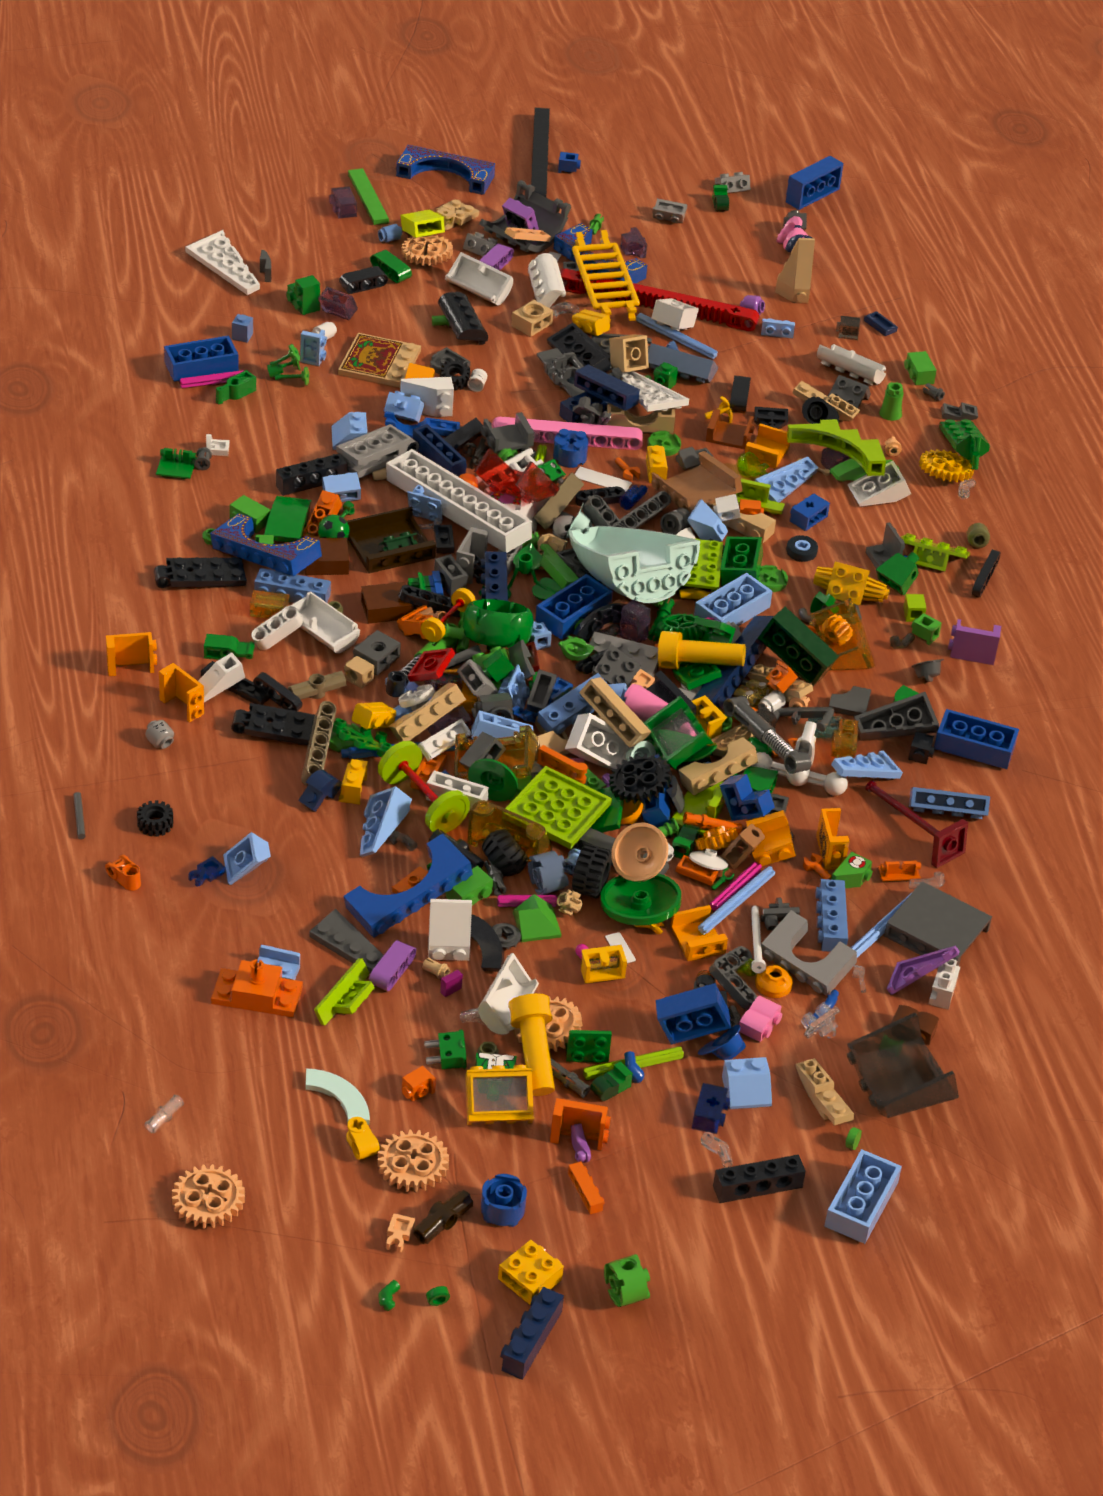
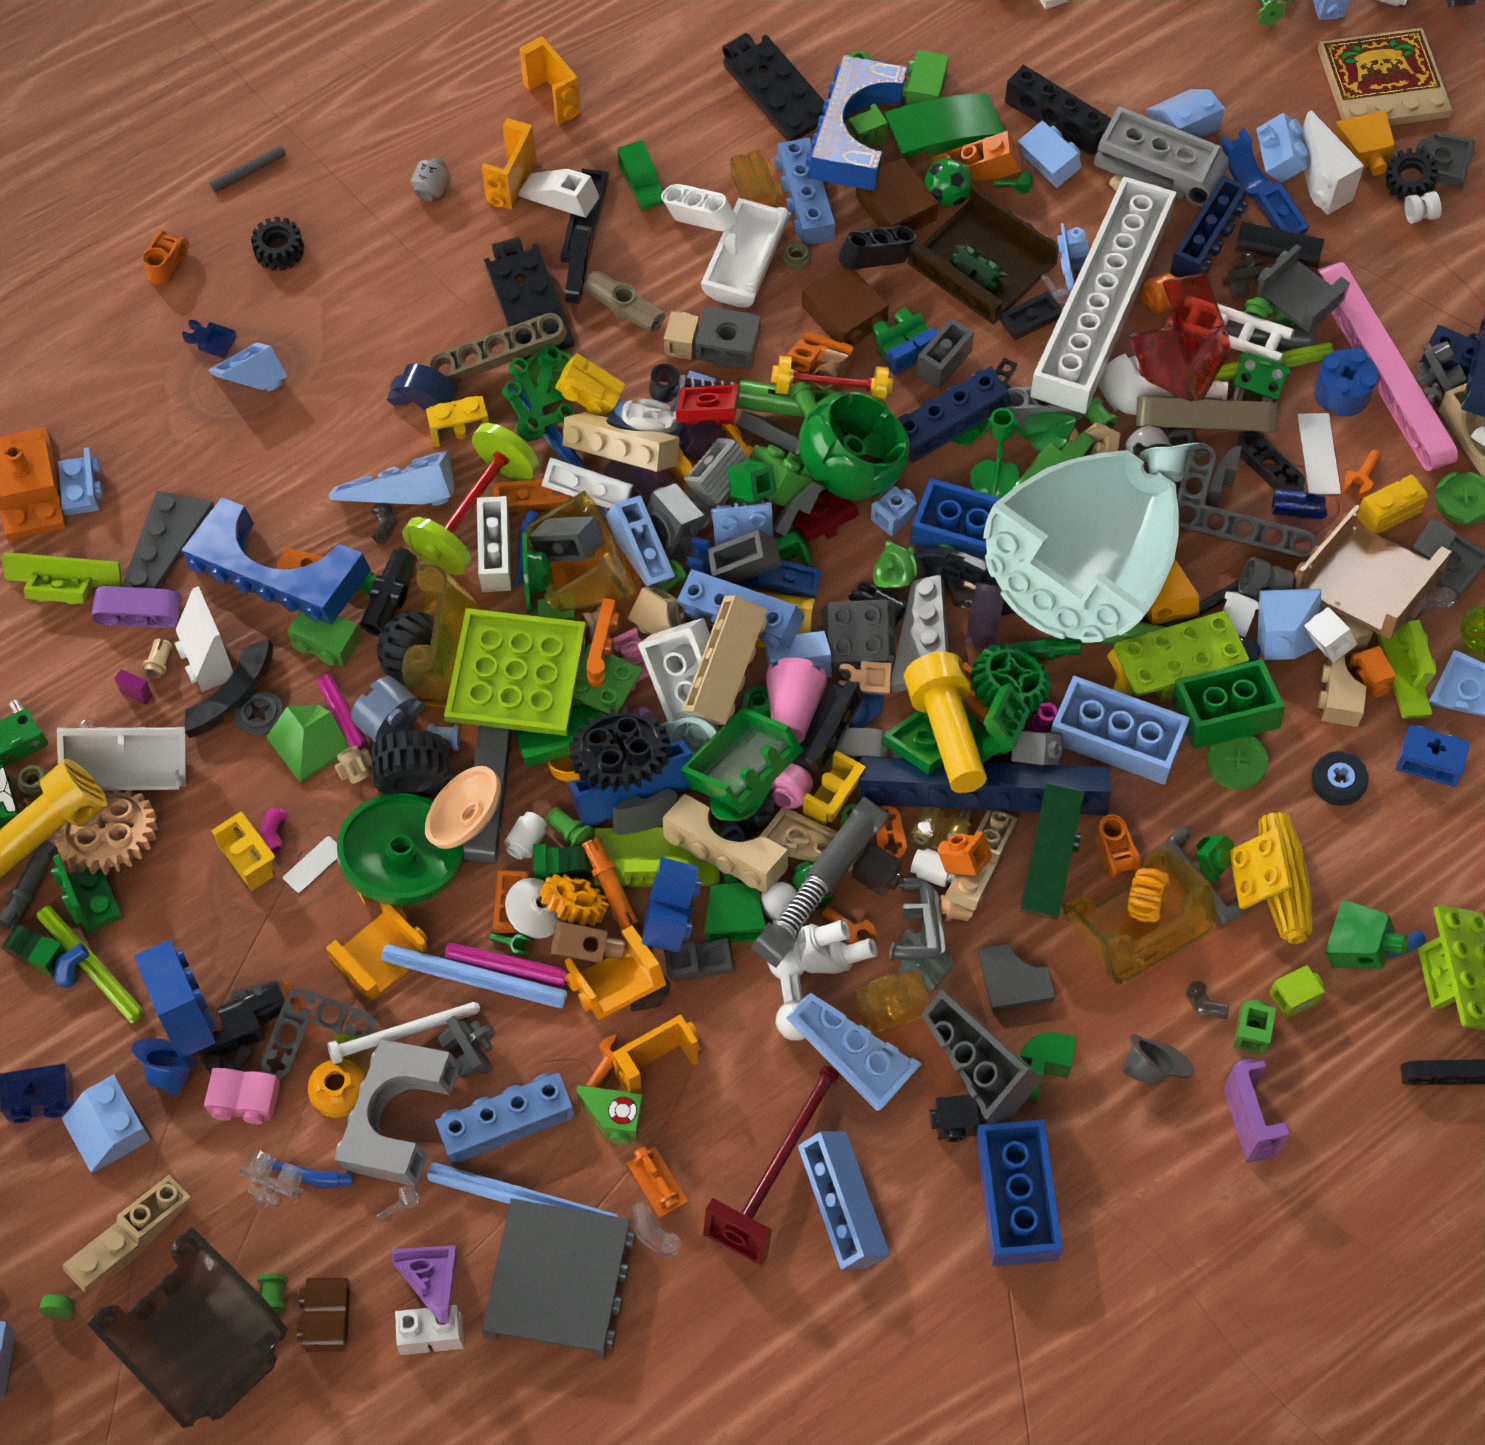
camera: 70 degrees right, 20 degrees up
(360, 571) = (876, 247): none -> black beam
(416, 596) = (879, 354): black beam -> none
(473, 543) = (990, 347): light grey panel -> none
(497, 877) = (361, 661): dark grey pin -> none
(891, 545) = (1407, 898): dark grey bracket -> none

